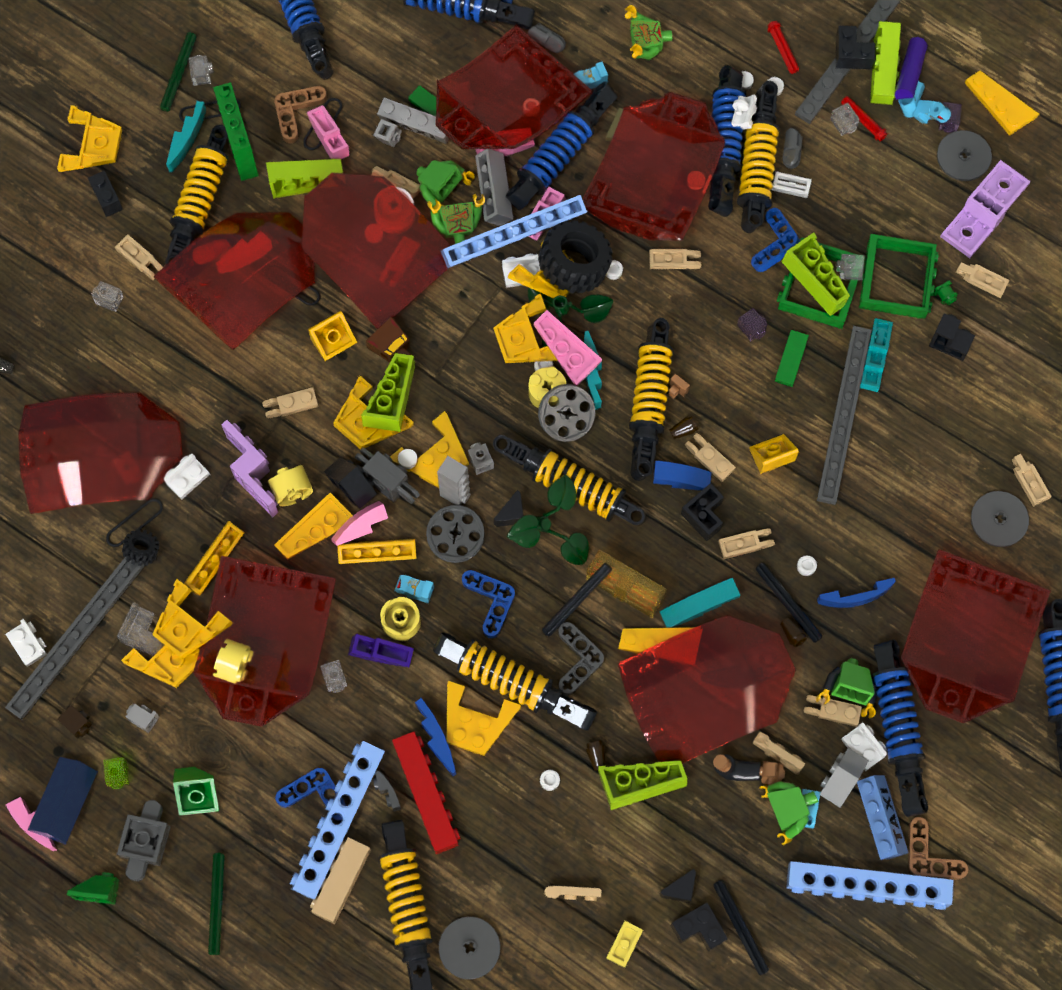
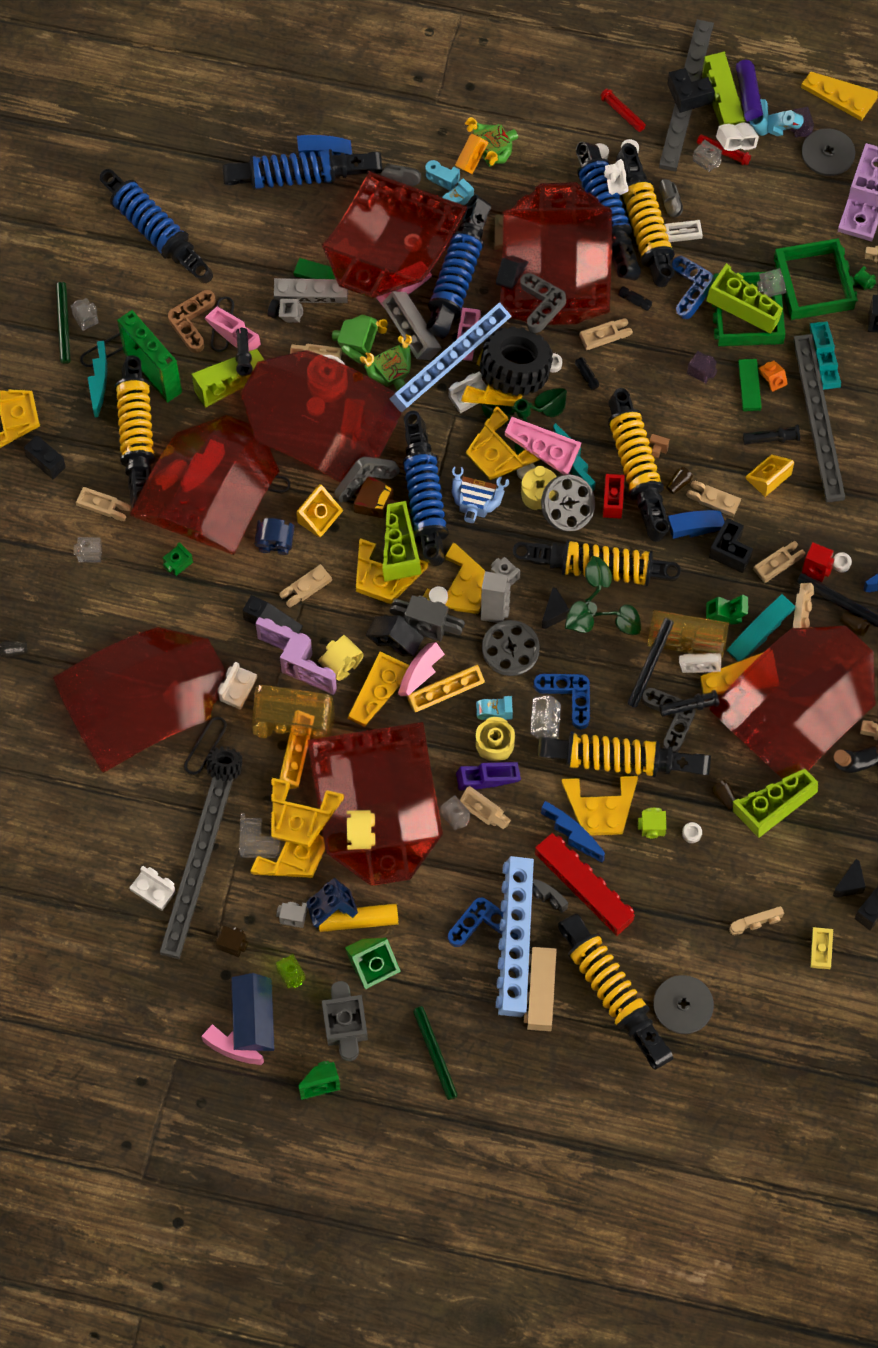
camera: 20 degrees left, 5 degrees down
(184, 717) = (329, 899): none -> dark blue bracket
(185, 340) = (177, 566): none -> green brick
(201, 743) = (366, 917): none -> yellow brick
(222, 524) = (292, 712): none -> clear yellow windscreen
(238, 414) = (259, 608): none -> black slope
(279, 344) = (274, 536): none -> dark blue brick
(321, 162) = (243, 356): none -> black pin
(362, 682) = (484, 808): none -> tan hinge
(372, 125) = (273, 309): none -> black tile
(389, 310) = (360, 471): none -> dark grey beam
(436, 351) = (424, 490): none -> piece
(456, 615) = (545, 717): none -> clear brick
(484, 374) = (476, 496): none -> torso
(515, 757) = (652, 822): none -> lime brick
(574, 650) = (666, 709): none -> black pin
(585, 51) = (441, 175): none -> medium azure leg
(607, 167) = (510, 271): none -> black slope
(613, 421) = (613, 496): none -> red brick
(620, 41) = (471, 153): none -> light orange panel
(627, 210) = (548, 300): none -> dark grey beam
(627, 615) = (700, 662): none -> white bracket
(641, 291) = (587, 373): none -> black axle
(674, 574) = (726, 610): none -> green brick
(717, 234) = (635, 298): none -> black axle
(749, 597) = (803, 606): none -> tan hinge
(781, 559) = (818, 562): none -> red brick
(800, 418) = (780, 434): none -> black pin
(818, 357) = (774, 375): none -> orange bracket
(880, 110) = (737, 136): none -> white brick

